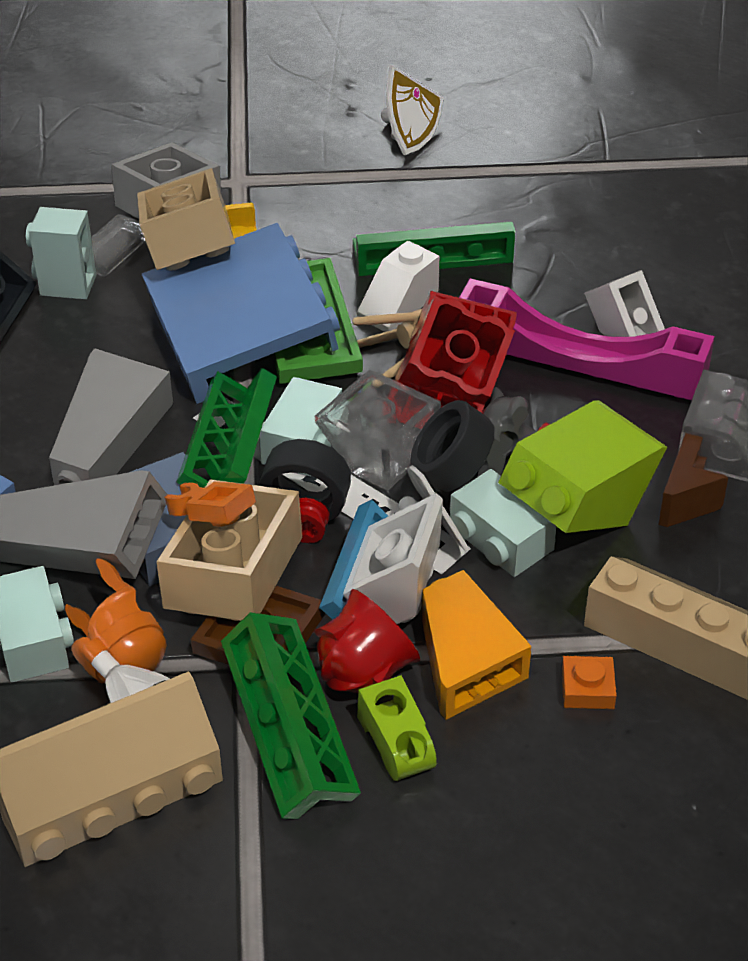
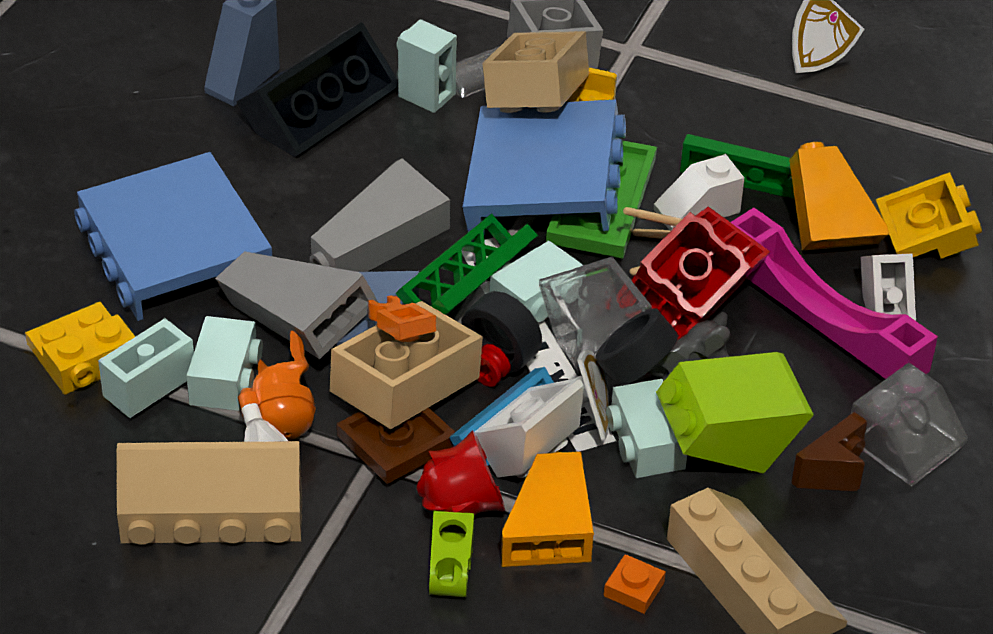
camera: 25 degrees right, 0 degrees up
(277, 712) = (358, 508): green fence -> none
(528, 249) = (831, 201): none -> light orange slope
(616, 239) = (930, 218): none -> yellow plate

